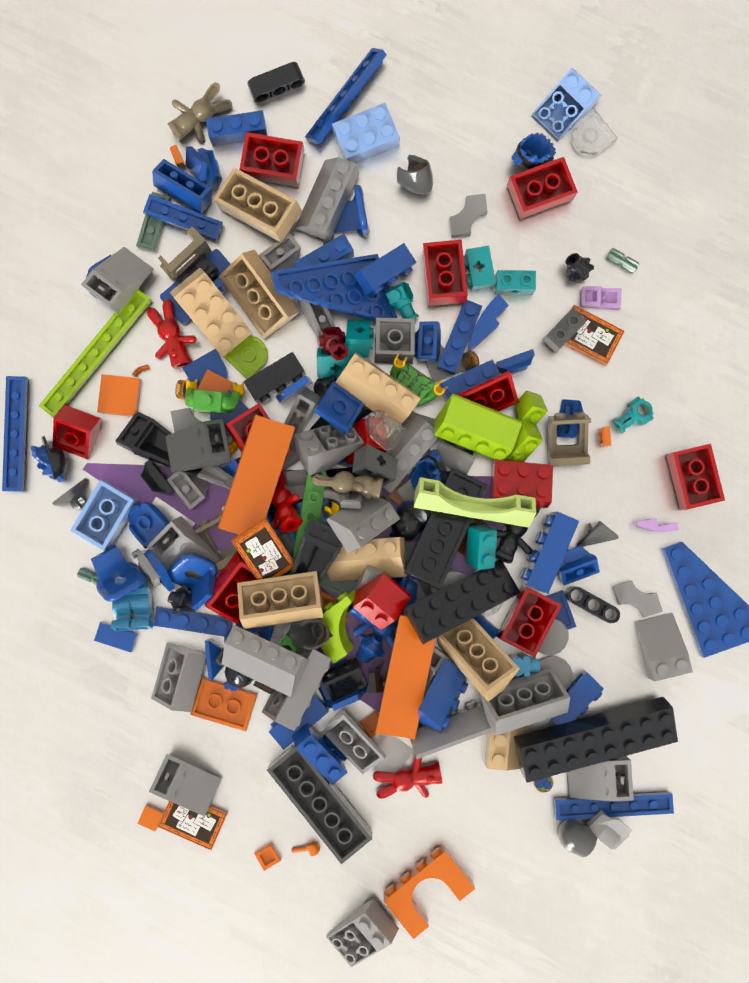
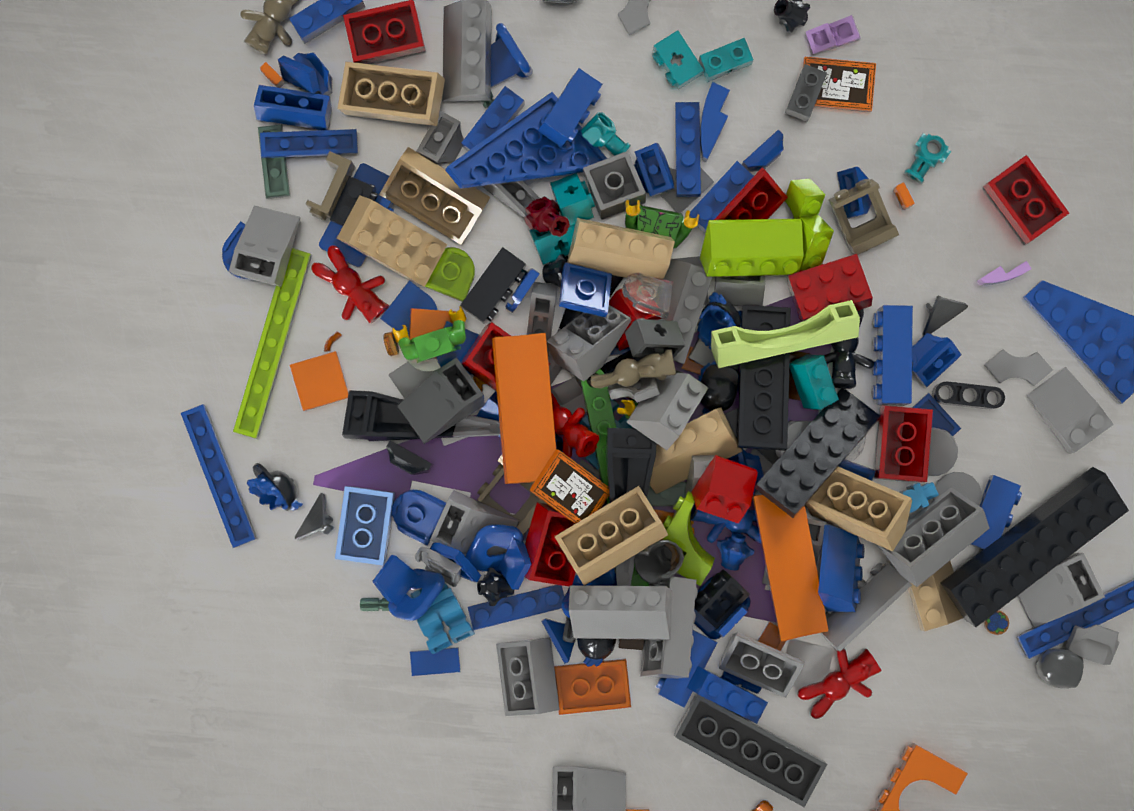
camera: 20 degrees left, 0 degrees up
(75, 431) = (288, 443): red slope -> none
(189, 488) = (448, 454): light grey slope -> none
(375, 682) = (754, 584): black slope -> none
(445, 272) = (640, 82): red brick -> none
(470, 360) = (712, 171): clear orange tile -> none

